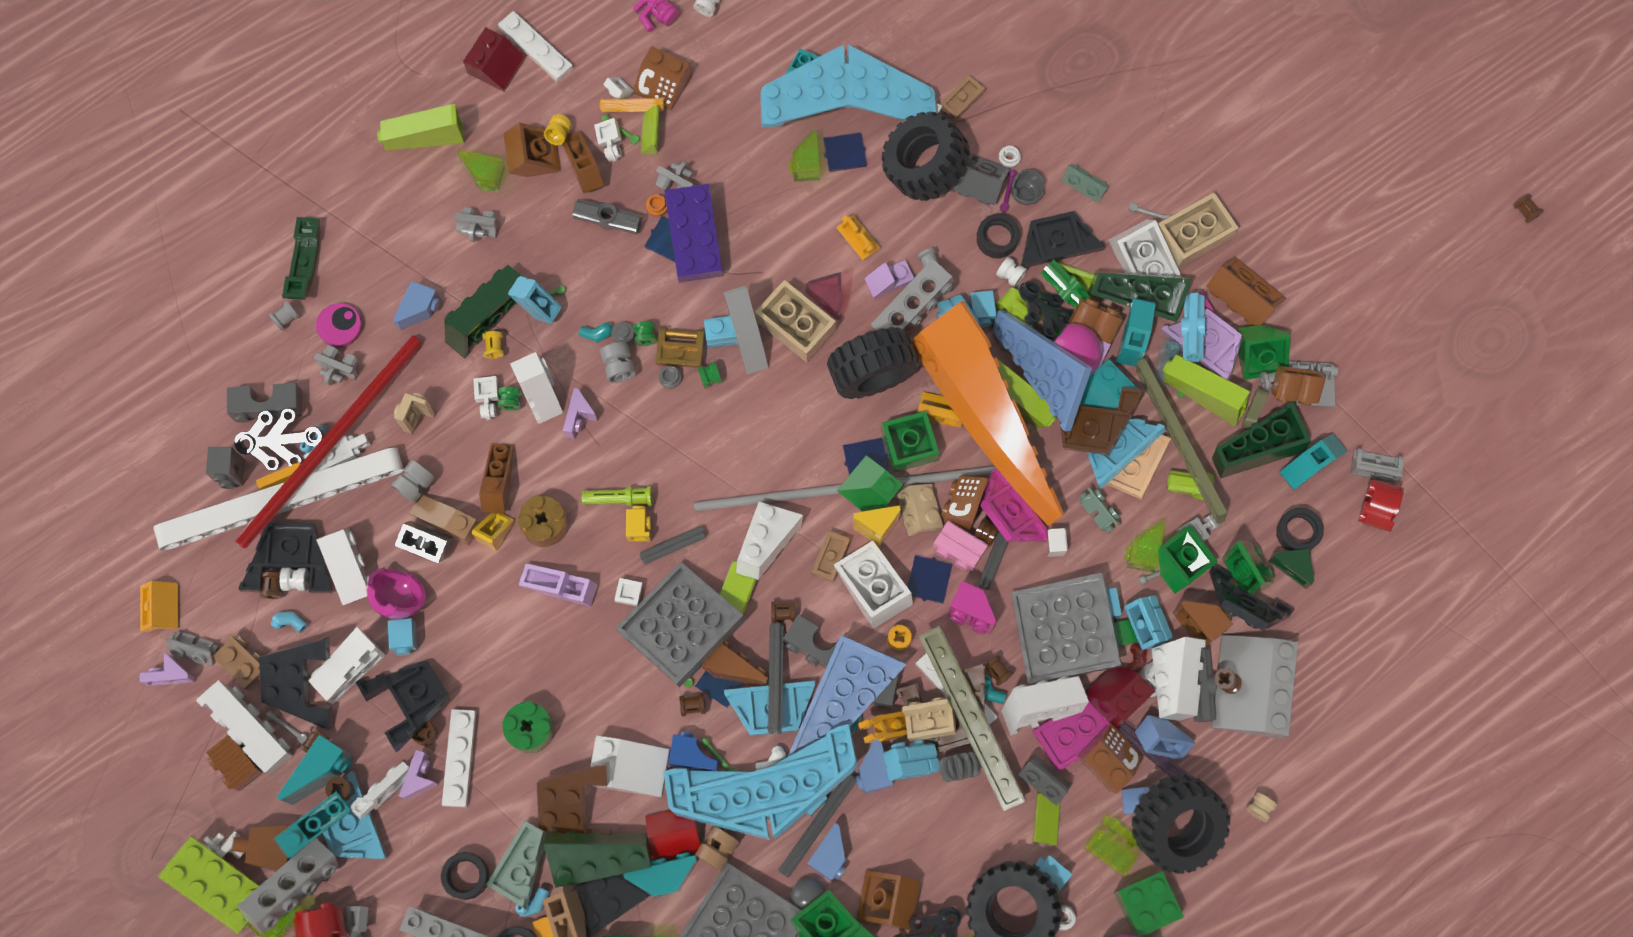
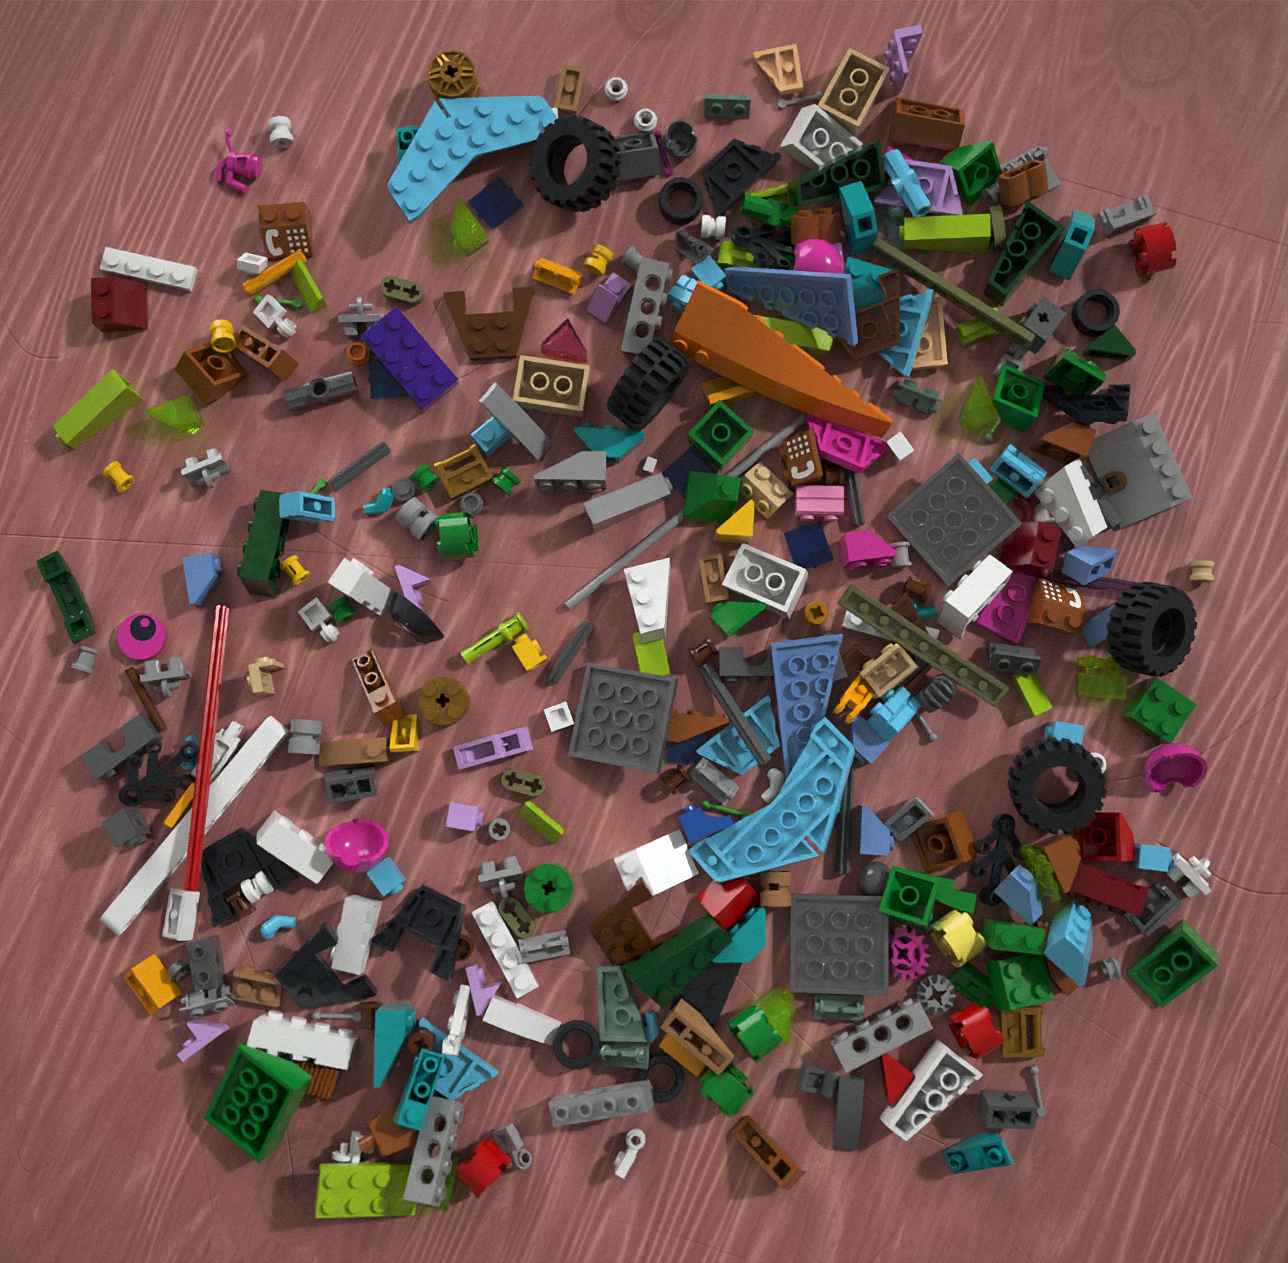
camera: 35 degrees left, 10 degrees up
(177, 751) = (257, 1100): none -> green slope
(186, 608) = (178, 971): none -> flat silver plate
(213, 614) = (206, 962): none -> dark grey brick
(219, 565) = (181, 914): none -> white slope
(308, 376) = (145, 699): none -> reddish brown bar
(404, 190) = (118, 476): none -> yellow bush
(432, 825) = (521, 1020): none -> white slope
(492, 737) = (512, 920): none -> olive beam
(492, 775) = (544, 946): none -> light grey hinge
(494, 697) = (502, 880): none -> light grey hips
(497, 626) = (464, 816): none -> lavender brick
(499, 909) = (625, 1054): none -> sand green hinge
(525, 650) = (496, 836): none -> light grey bush
(557, 670) = (541, 822): none -> lime slope
(563, 444) = (419, 624): none -> black piece
(569, 625) = (522, 788): none -> olive beam
(599, 293) = (359, 466): none -> dark grey axle
(640, 394) = (457, 535): none -> green brick
(720, 180) = (403, 285): none -> olive beam
(723, 726) = (714, 781): none -> light grey hinge
(769, 400) = (580, 471): none -> light grey slope
(775, 252) = (491, 334): none -> reddish brown wing
(797, 449) = (627, 501): none -> light grey slope
(814, 394) = (614, 442): none -> teal slope
(828, 598) = (734, 616): none -> green slope
(837, 432) = (649, 465): none -> white piece
(868, 860) = (908, 818): none -> light grey slope
(875, 23) = (454, 64): none -> pearl gold wheel
(899, 243) = (598, 260): none -> yellow wheel
(934, 805) = (931, 736): none -> light grey hinge
(983, 277) = (692, 247): none -> dark grey hinge
(1000, 113) = (616, 83): none -> white plate
(1002, 632) = (901, 560): none -> light grey bush
(1150, 178) = (781, 68): none -> light nougat wing
(1244, 510) = (1042, 322): none -> dark grey brick
(1262, 216) = (901, 47): none -> lavender bracket

